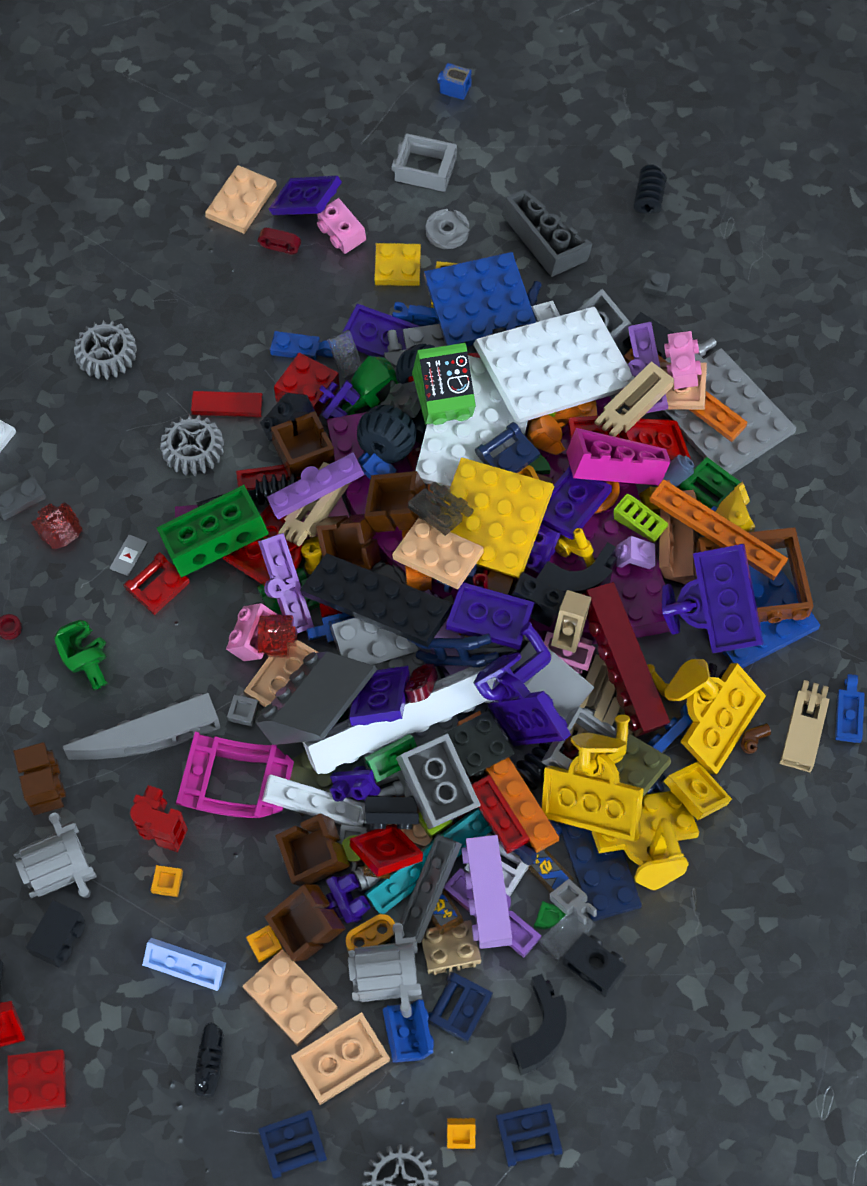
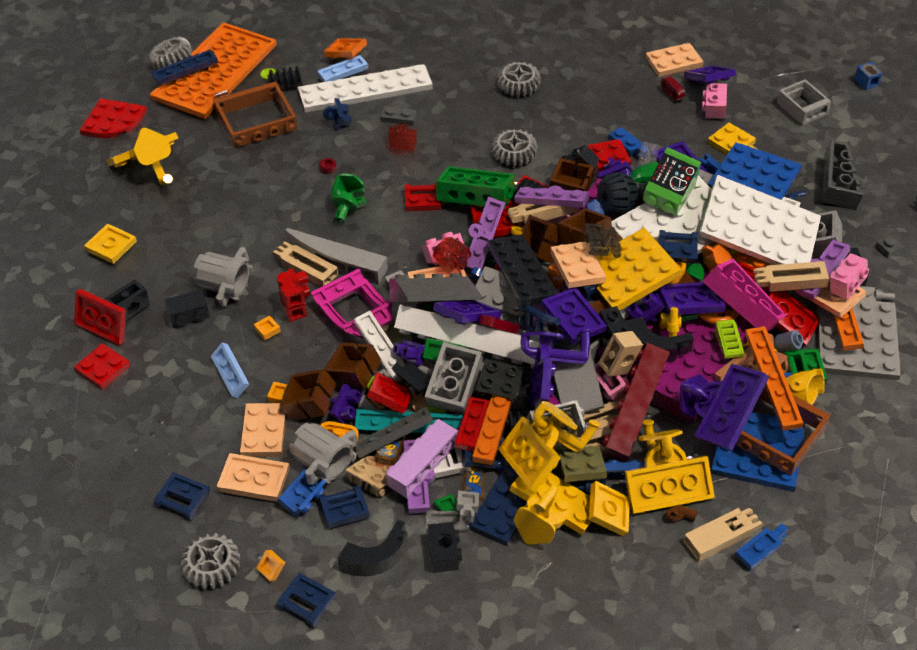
camera: 45 degrees right, 15 degrees down
(40, 779) = (260, 235): reddish brown piece -> none
(128, 555) = (424, 176): light grey sticker -> none
(132, 767) = (318, 270): none -> tan hinge
(209, 1061) = (189, 422): black hinge -> none
(227, 404) = (553, 141): red tile -> none
(447, 239) = (784, 149): light grey tile -> none
(481, 578) = (589, 296): dark red hand -> none
(635, 552) = (707, 355): lavender bracket -> none

